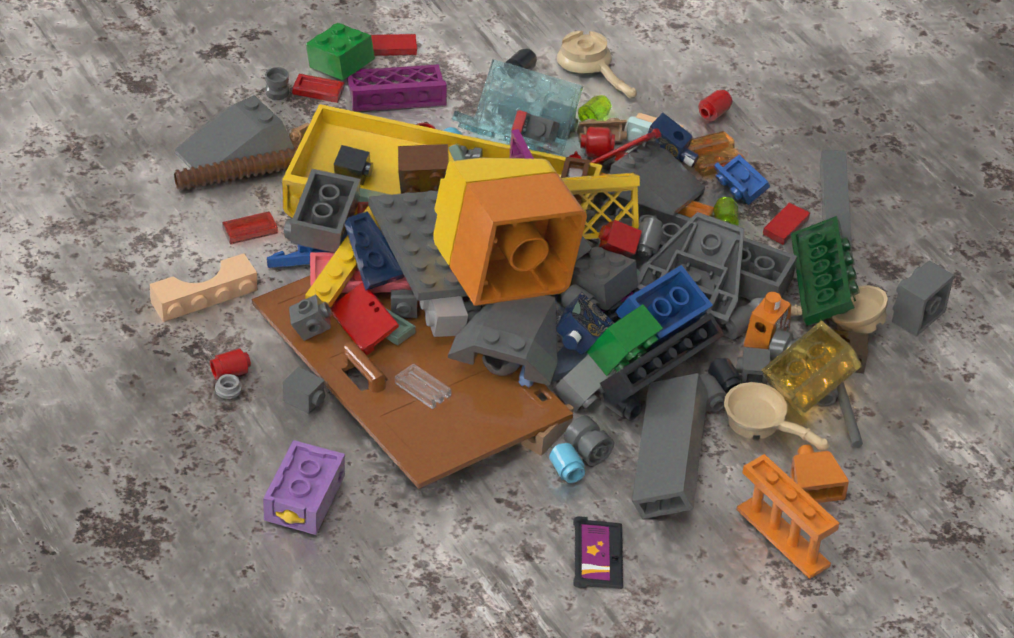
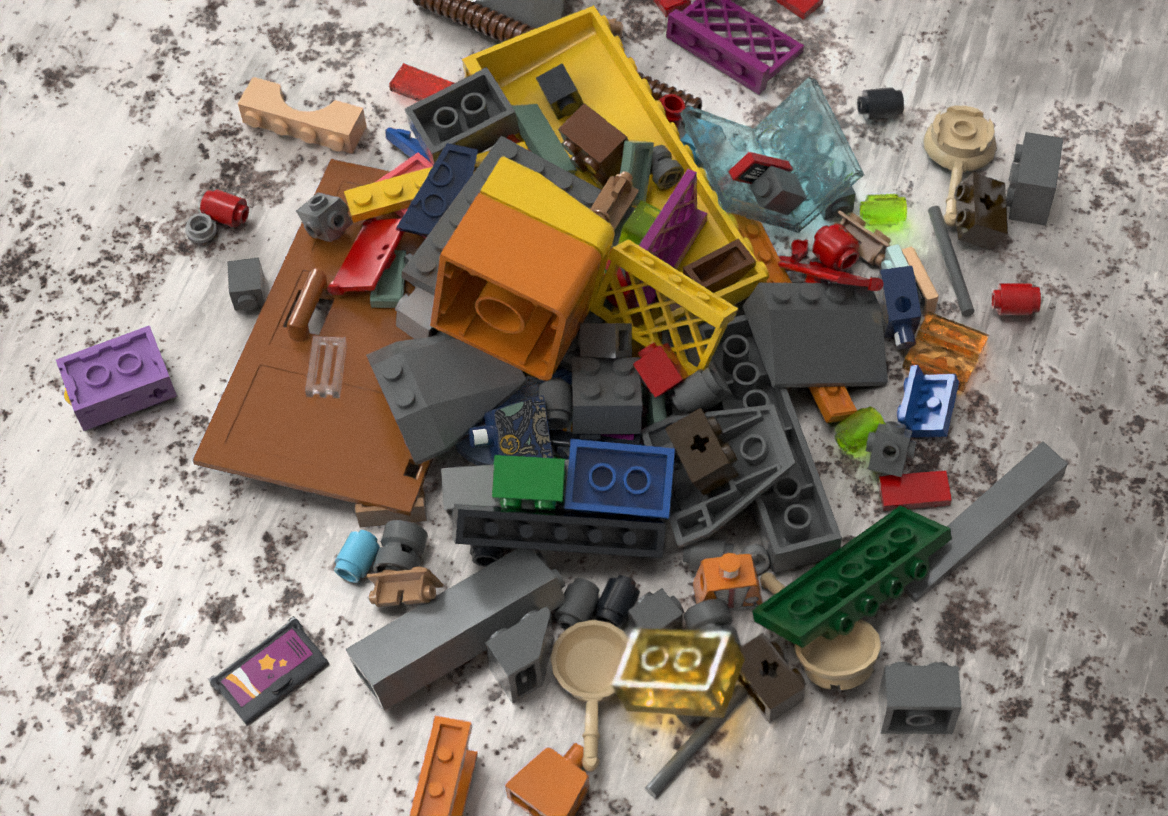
camera: 55 degrees right, 15 degrees up
(609, 458) = (416, 585): none -> medium nougat hinge
(645, 76) = (981, 211): none -> dark brown brick
(653, 41) = (1034, 178): none -> dark grey brick
(653, 111) = (950, 260): none -> dark grey bar
(703, 262) = (705, 468): none -> dark brown brick
(724, 428) = (521, 654): none -> dark grey slope
(756, 208) = (889, 459): none -> dark grey brick

